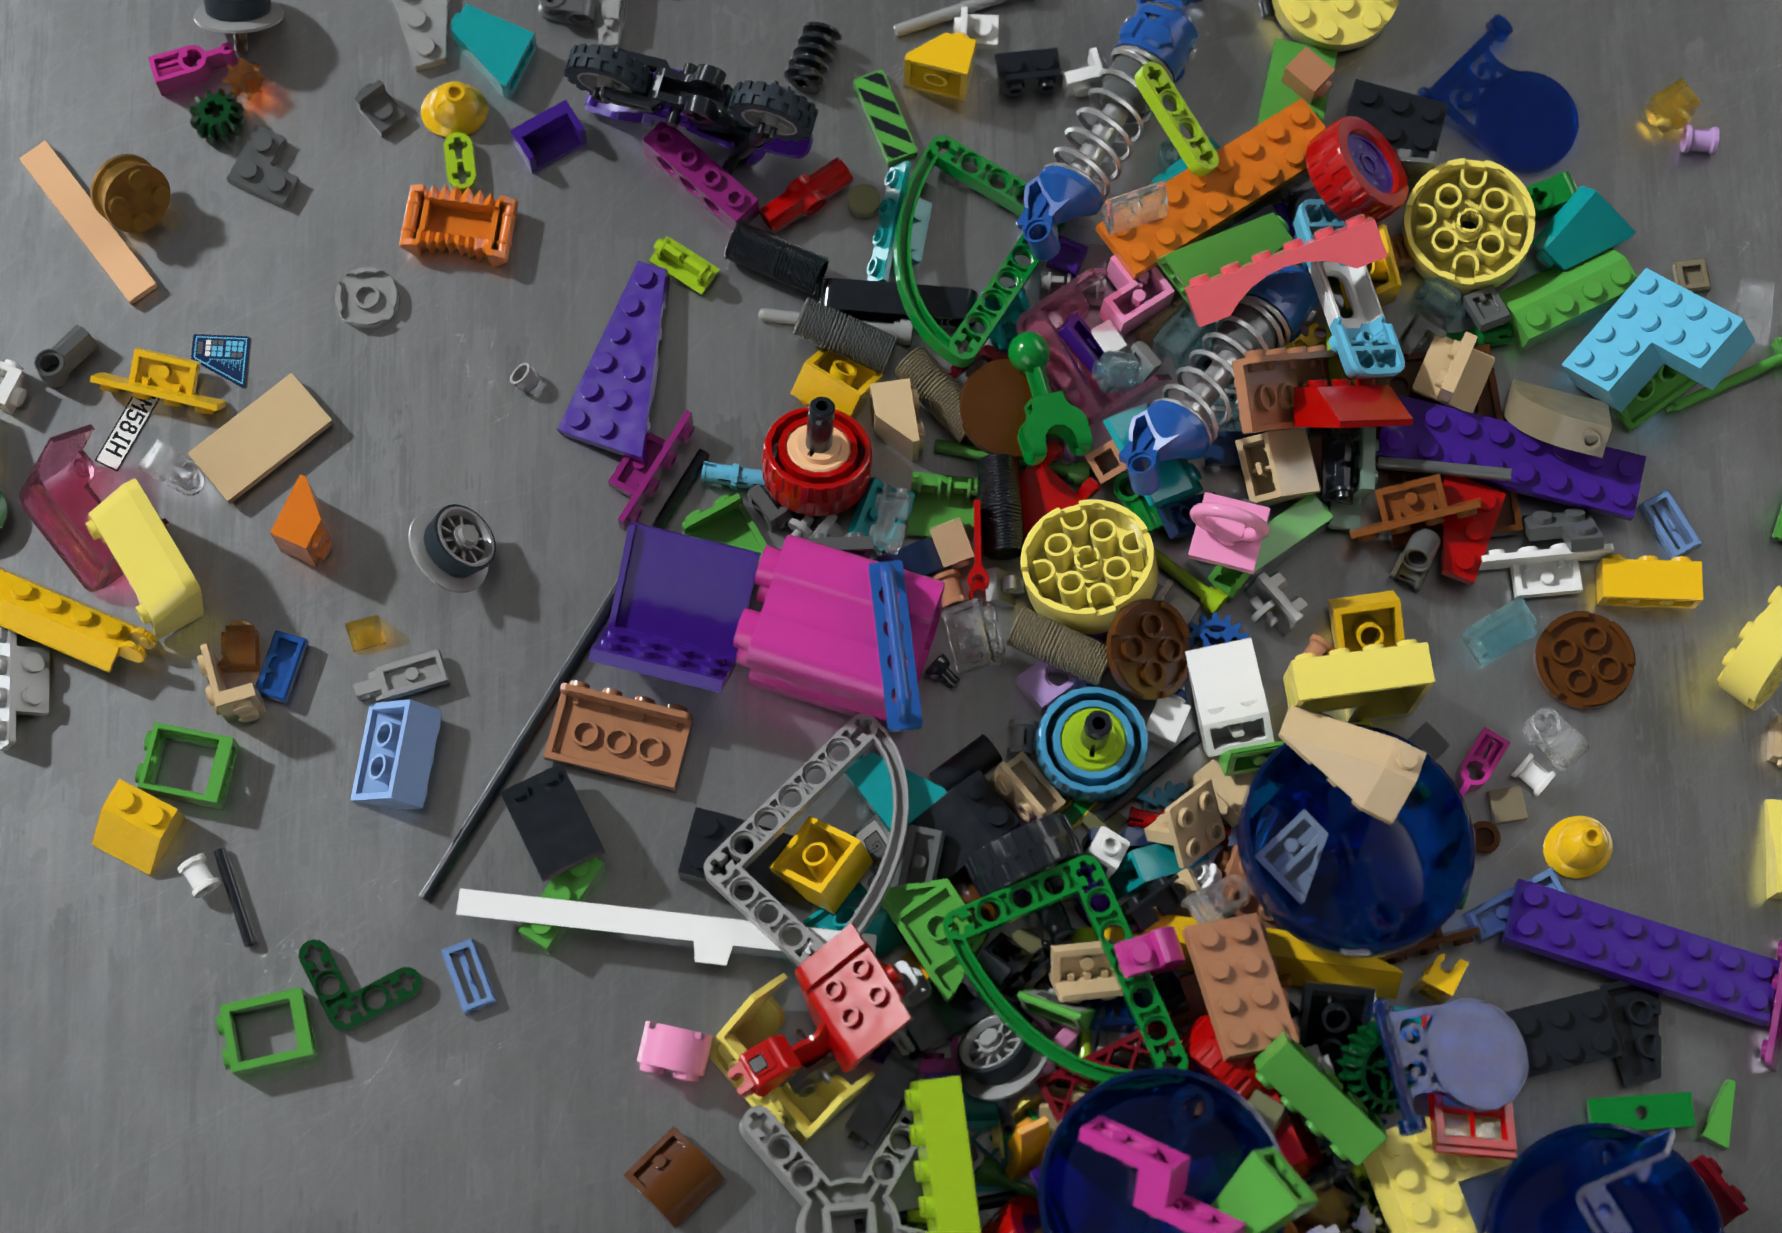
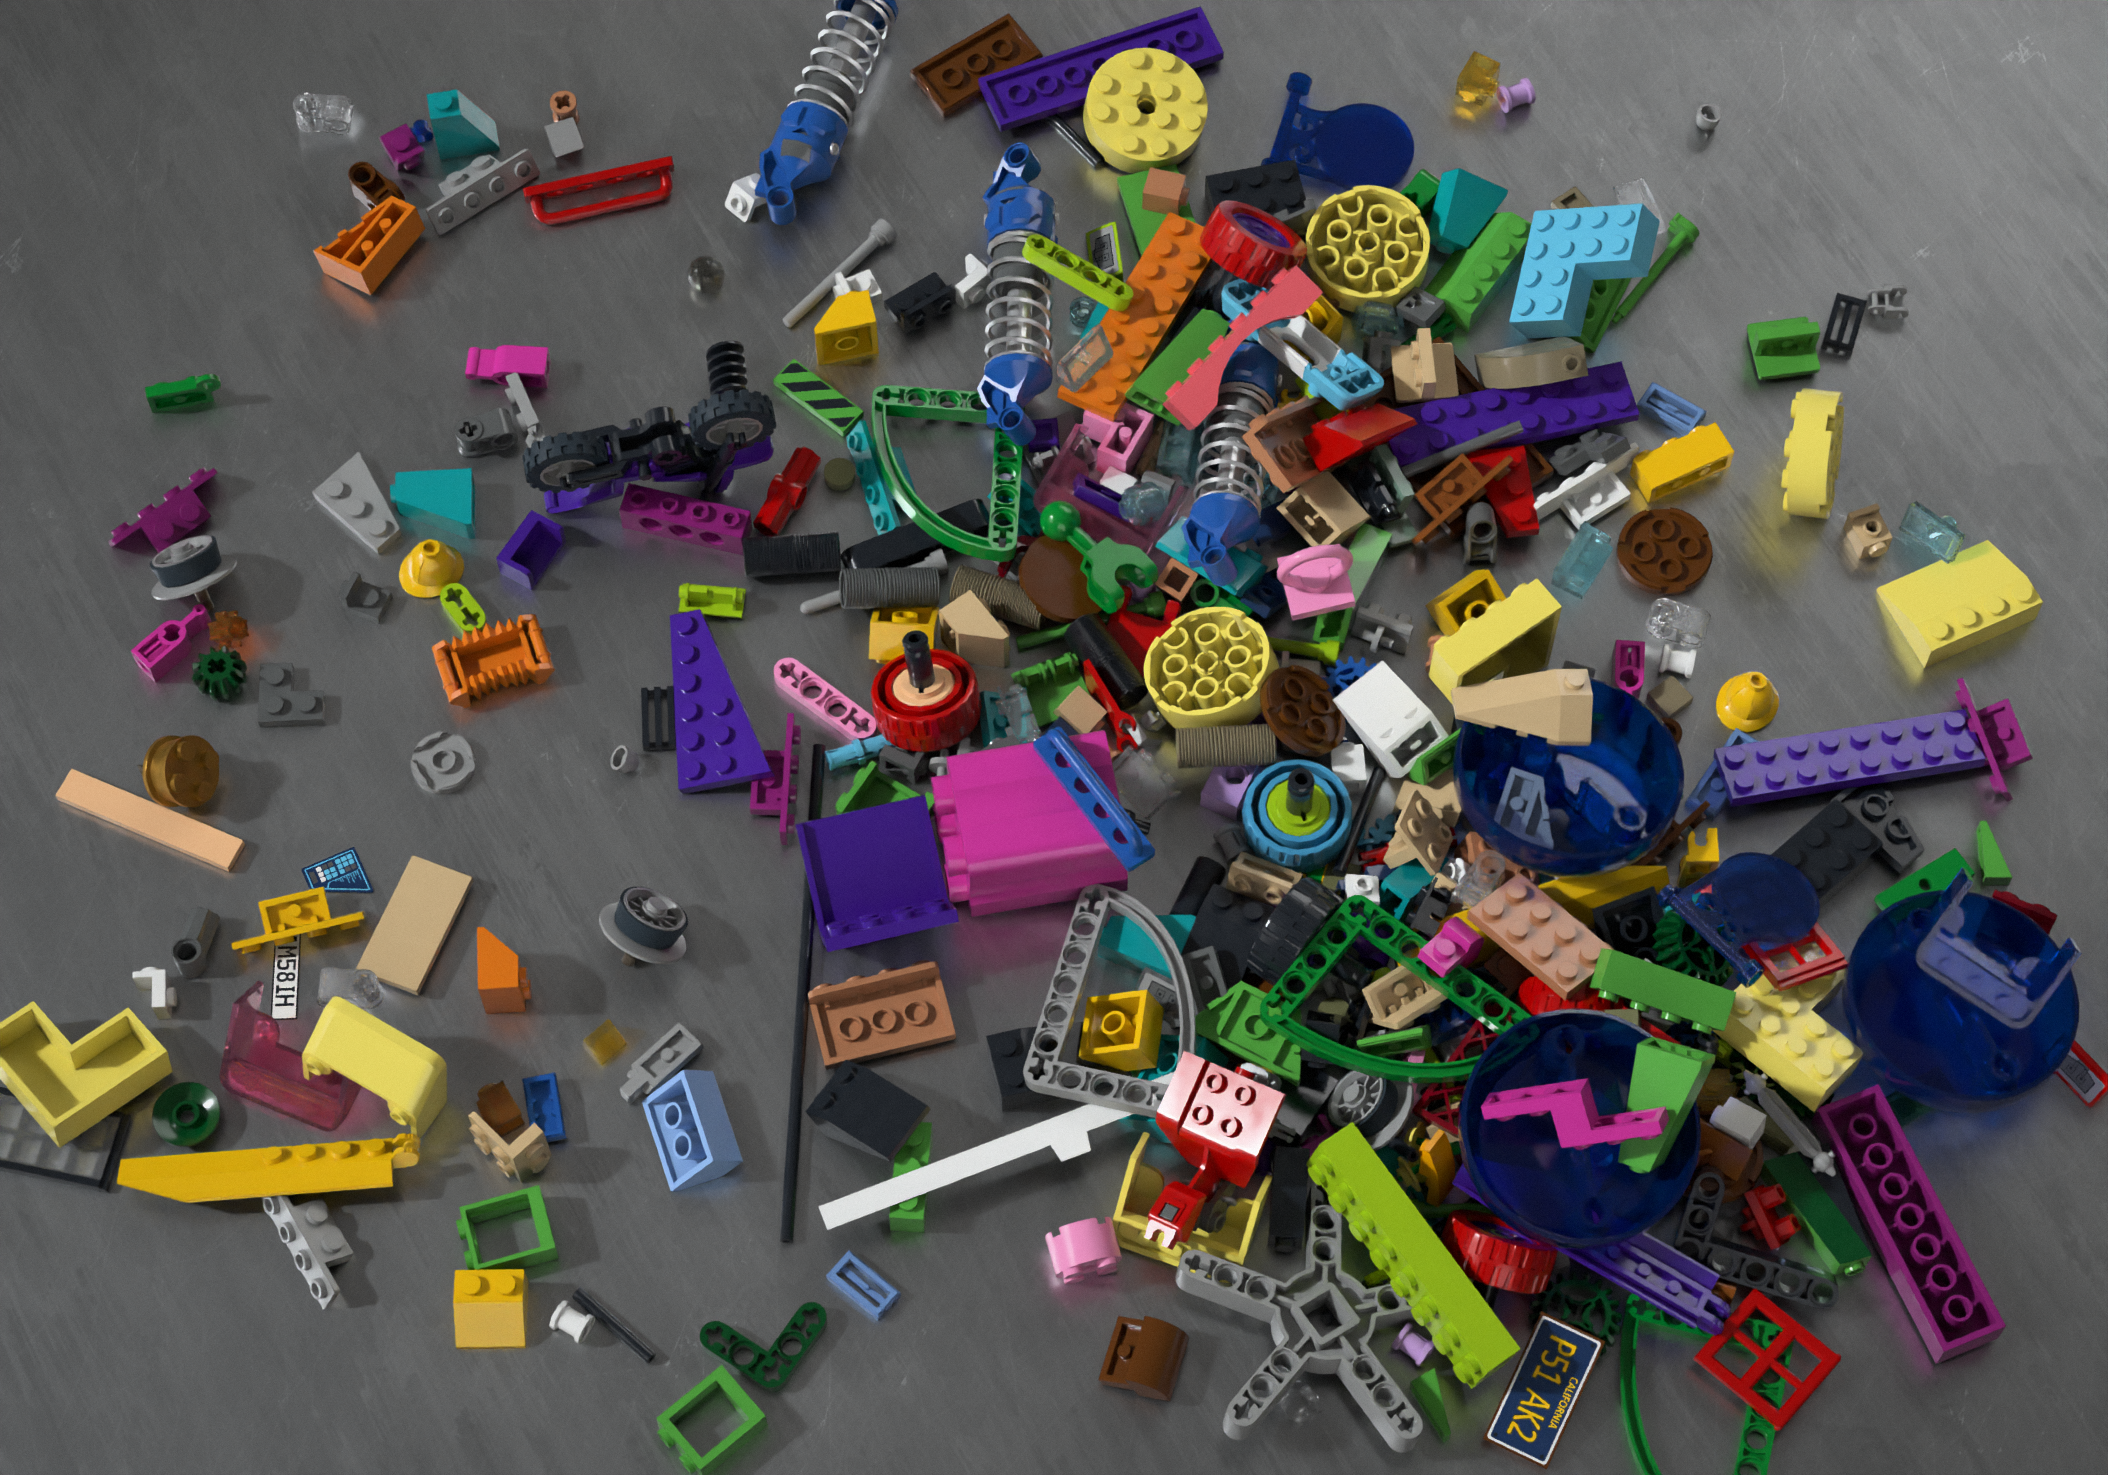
camera: 25 degrees left, 10 degrees down
(588, 328) = (657, 694): none -> black tile
(729, 413) = (827, 698): none -> bright pink beam
(1223, 108) = (1105, 250): none -> slope

